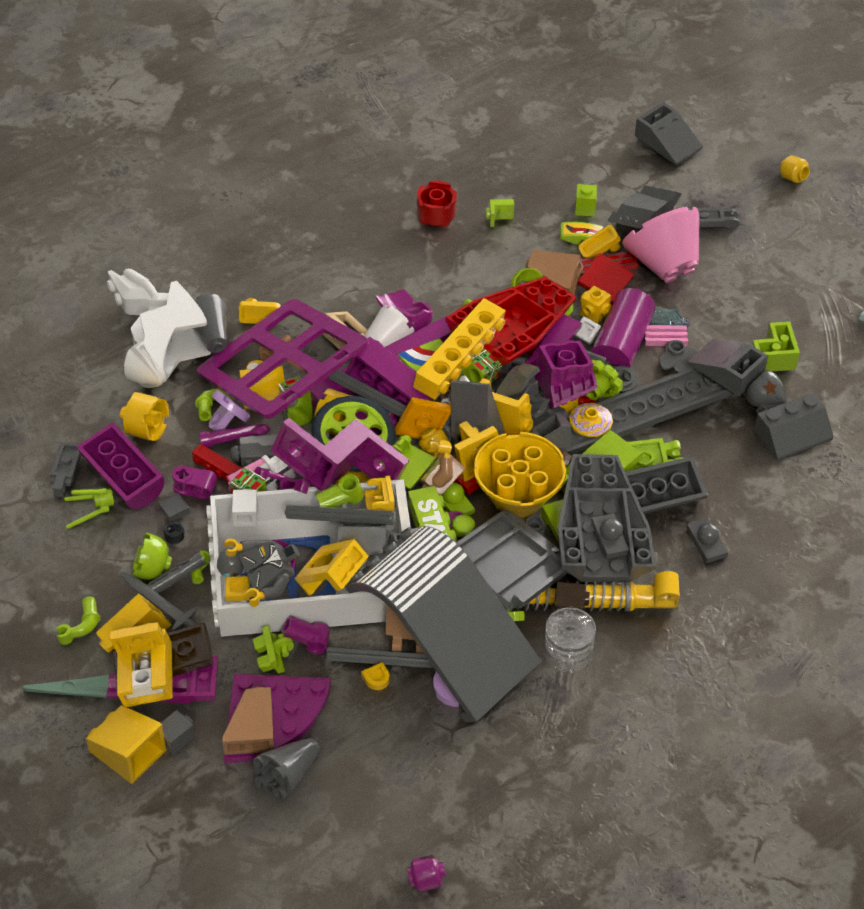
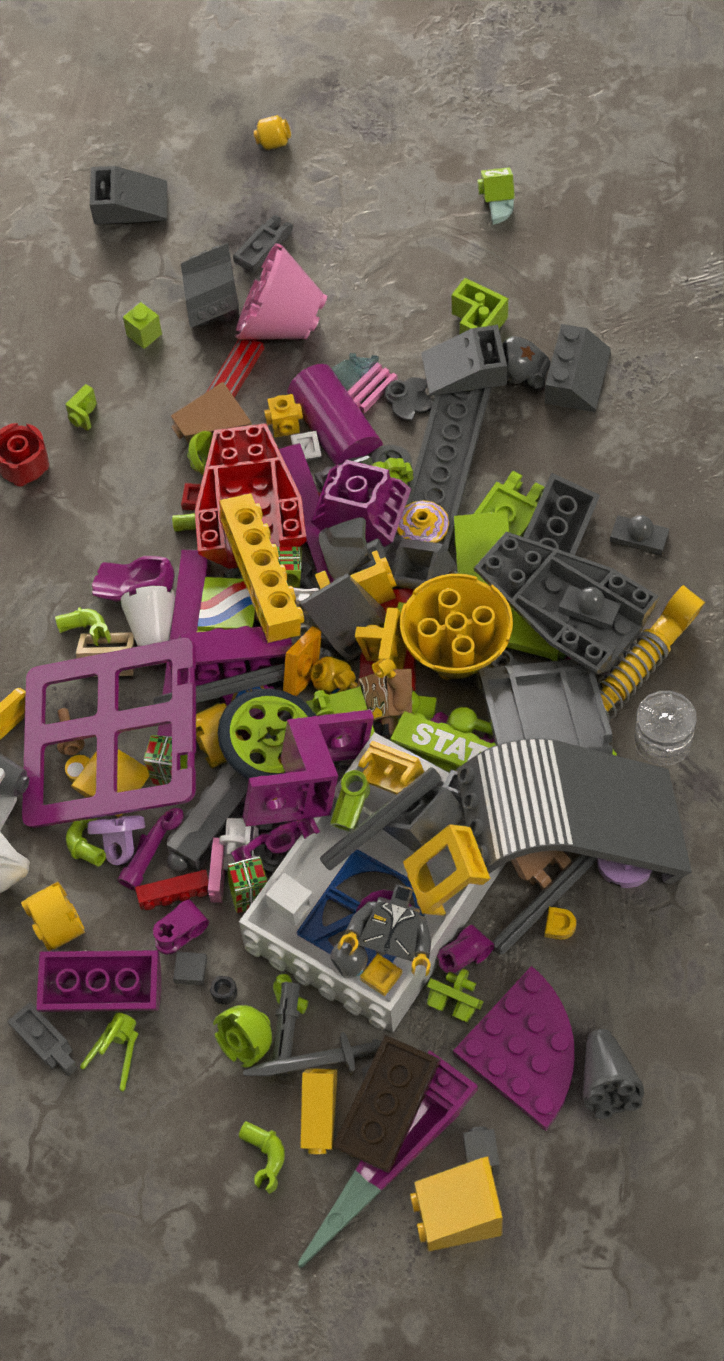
camera: 45 degrees left, 10 degrees up
(152, 651) = (374, 1112): yellow brick -> none
(251, 724) = (539, 1071): medium nougat slope -> none
(358, 307) = (83, 618): none -> lime piece
(571, 596) = (629, 691): dark brown brick -> none
(577, 231) = (175, 360): slope -> none
(601, 242) = (209, 354): yellow piece -> none
(606, 276) = (258, 381): red tile -> none

